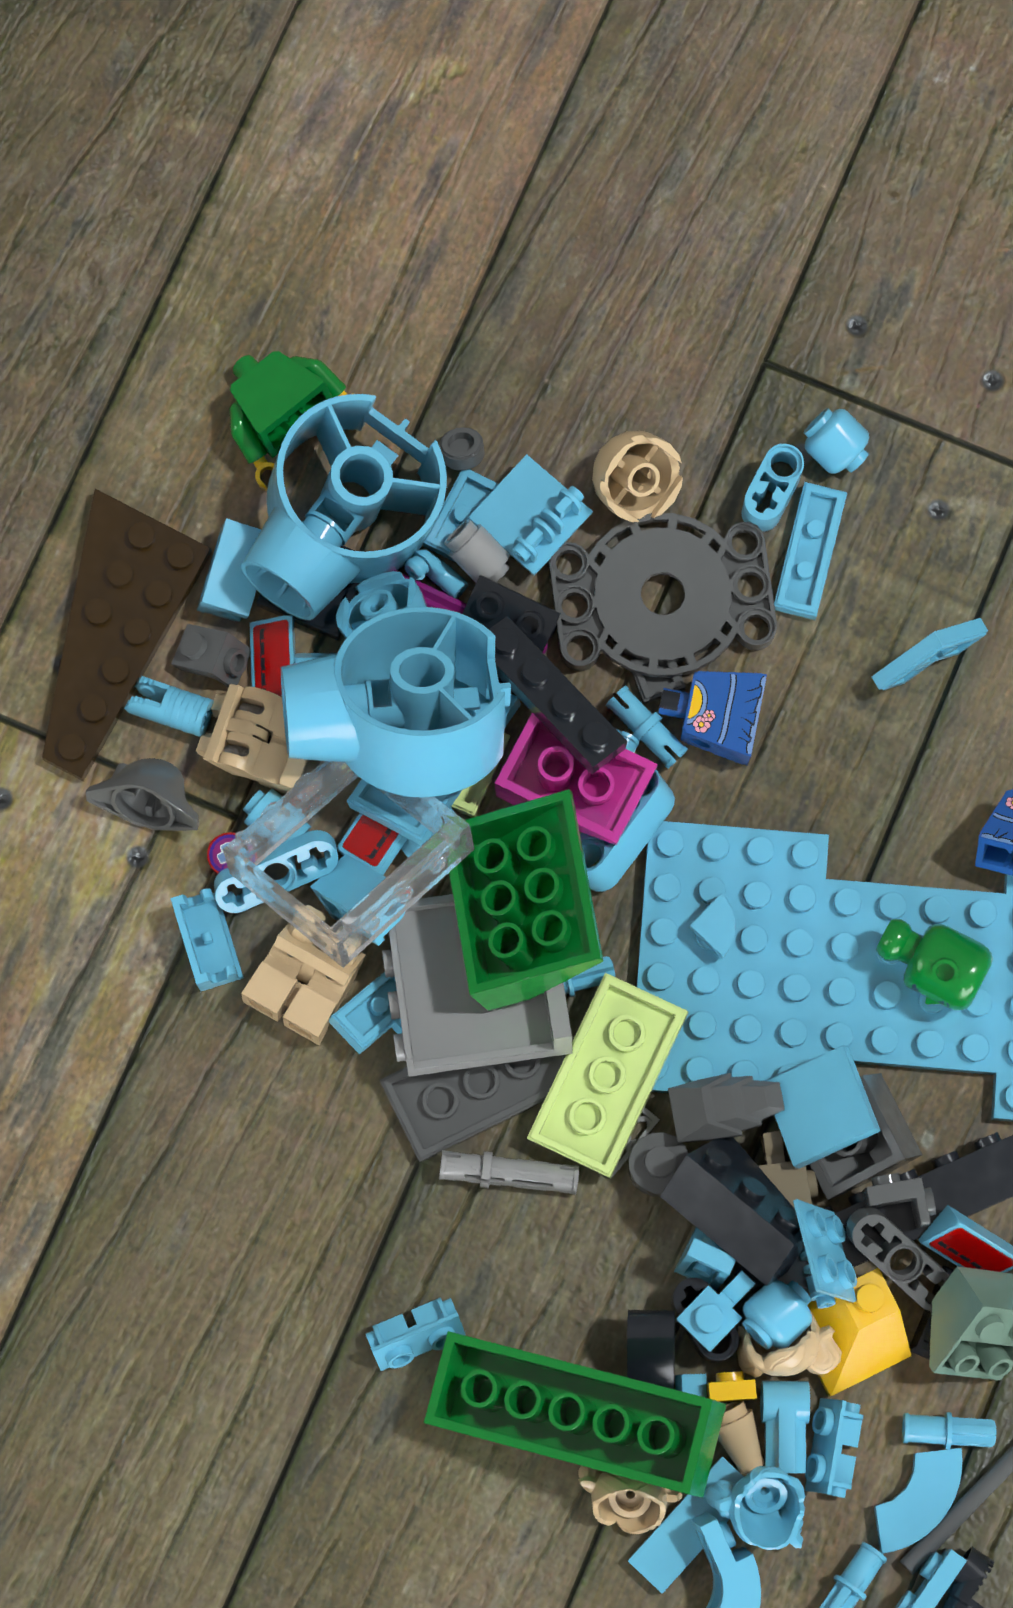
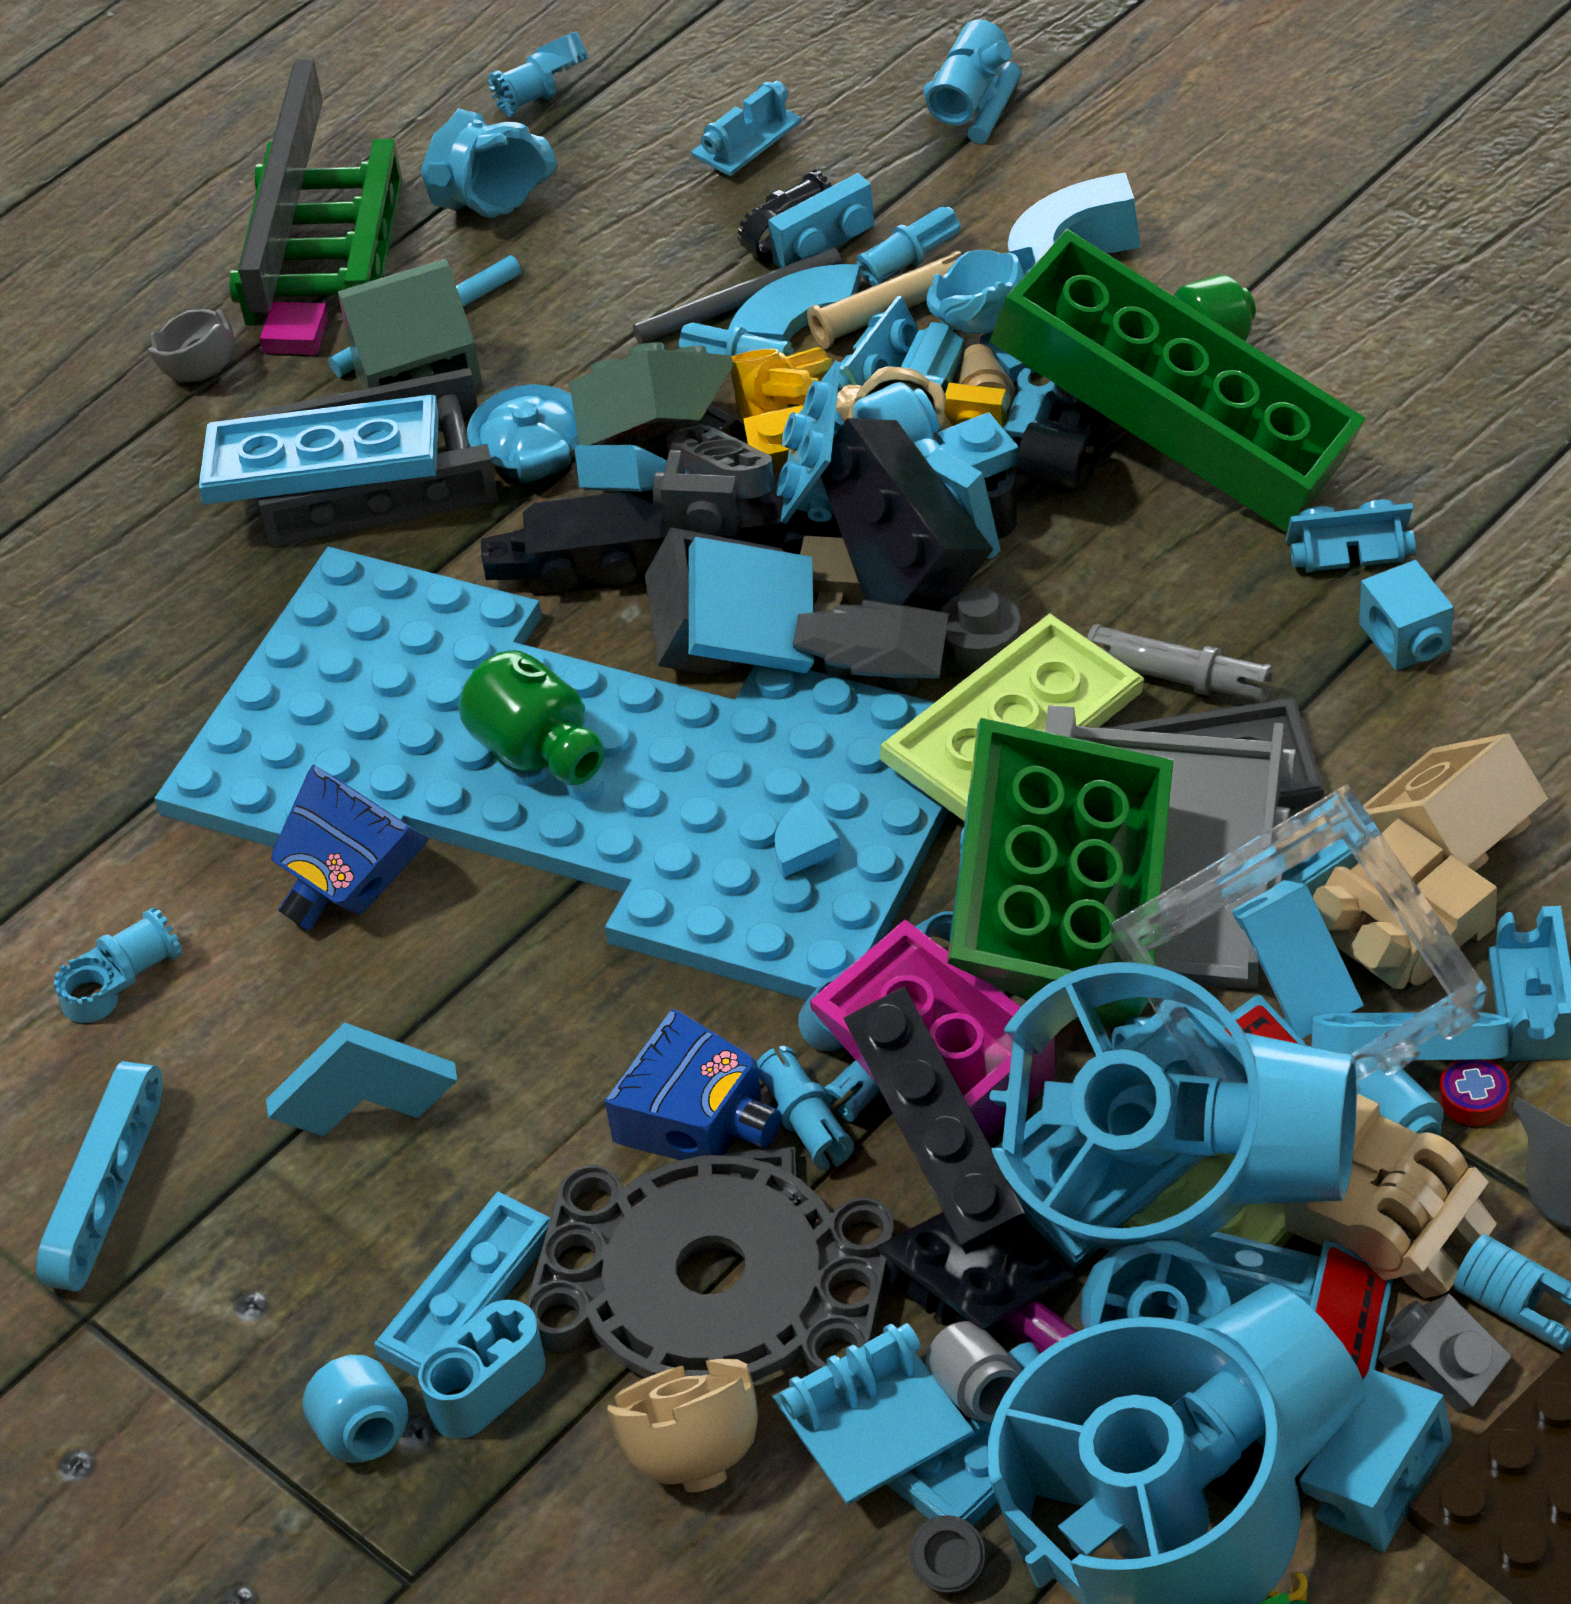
camera: 155 degrees left, 30 degrees down
(291, 1080) = (1463, 797): none -> tan slope
(355, 1253) = (1406, 615): none -> medium azure brick
(577, 1548) = (1221, 301): none -> green head
(845, 1519) = (857, 310): none -> tan pin
(899, 1396) = (770, 380): none -> yellow axle

